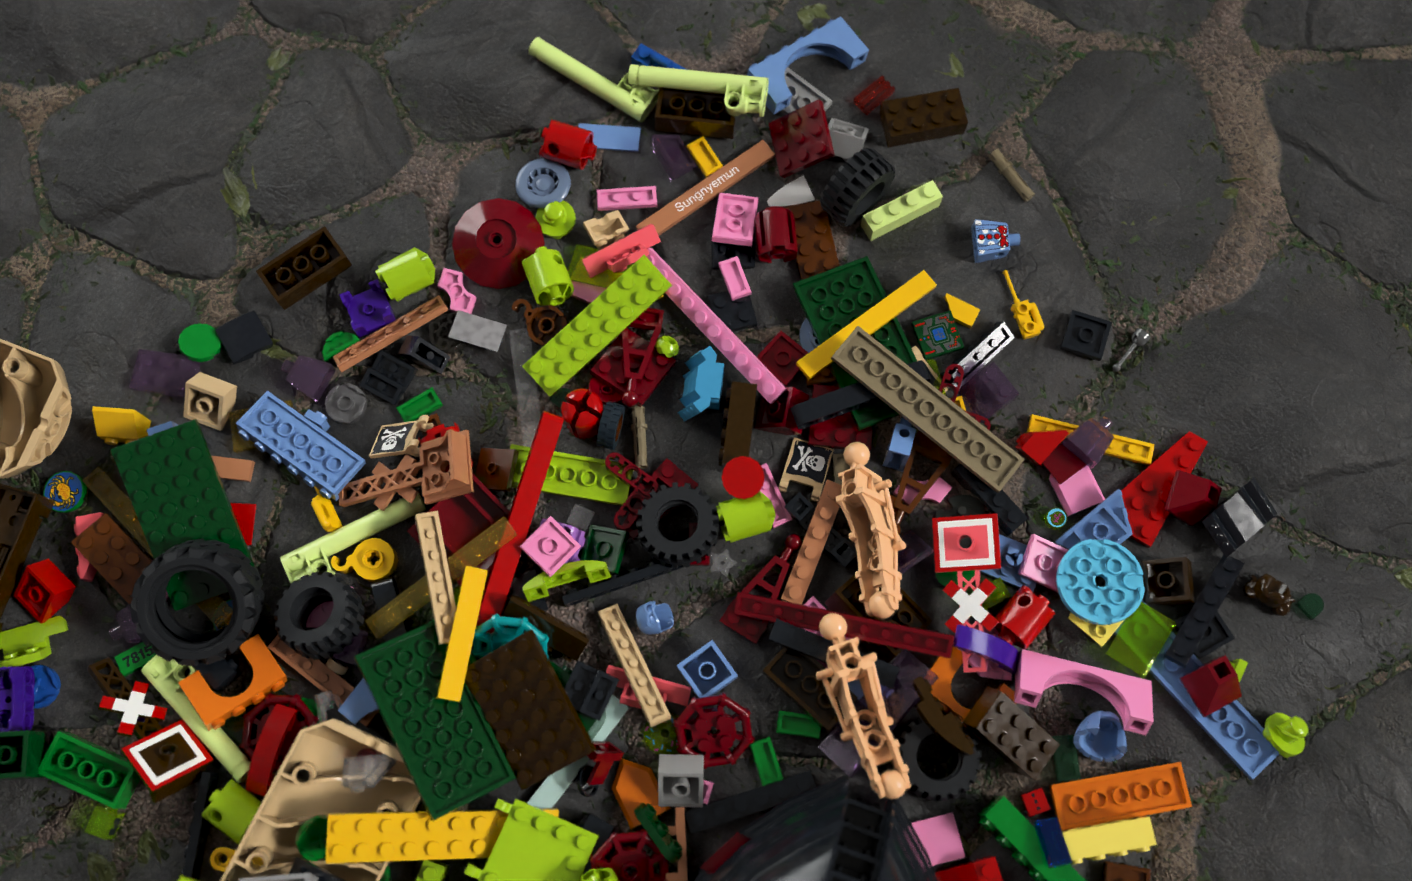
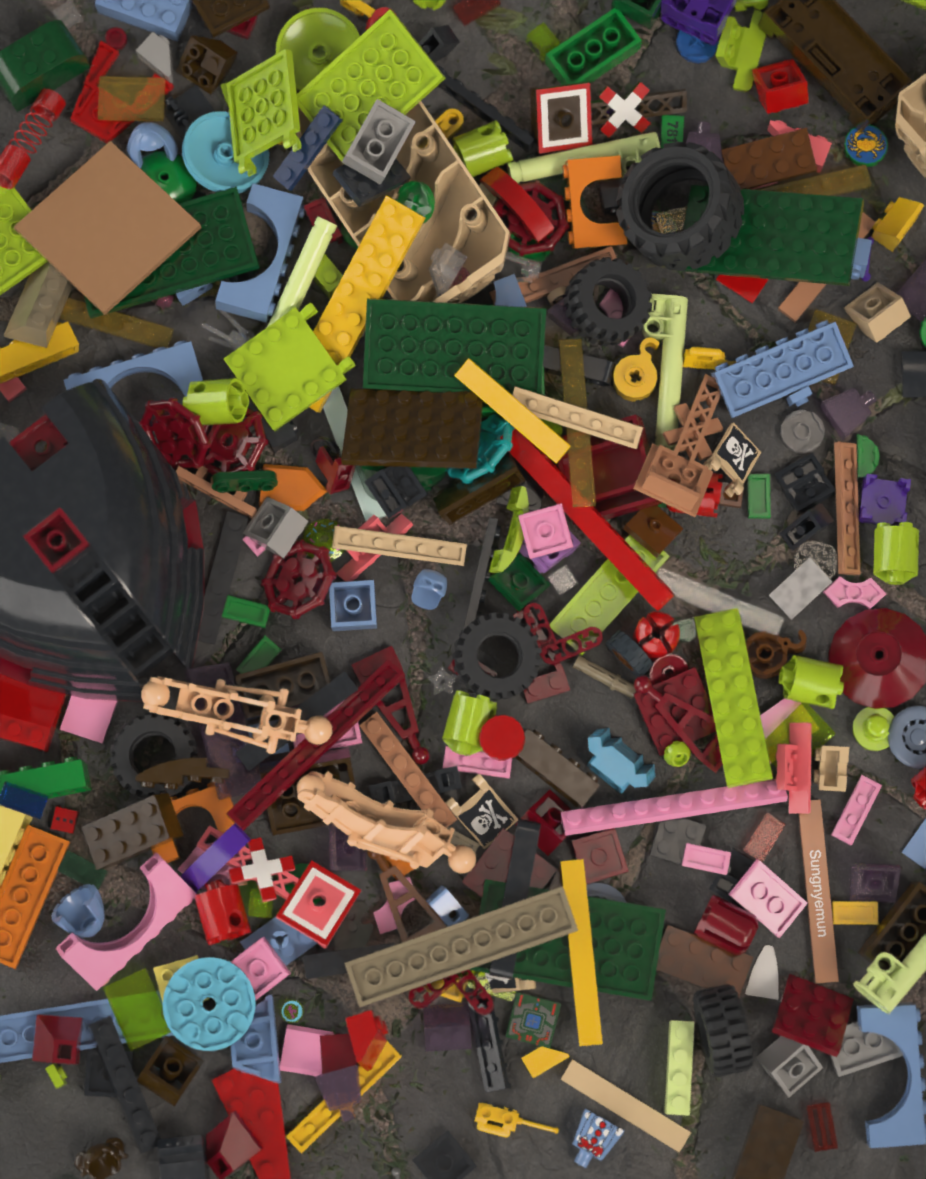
camera: 120 degrees right, 5 degrees up
(690, 250) = (764, 837): none -> clear red tile
(953, 235) = (625, 1106): none -> tan tile

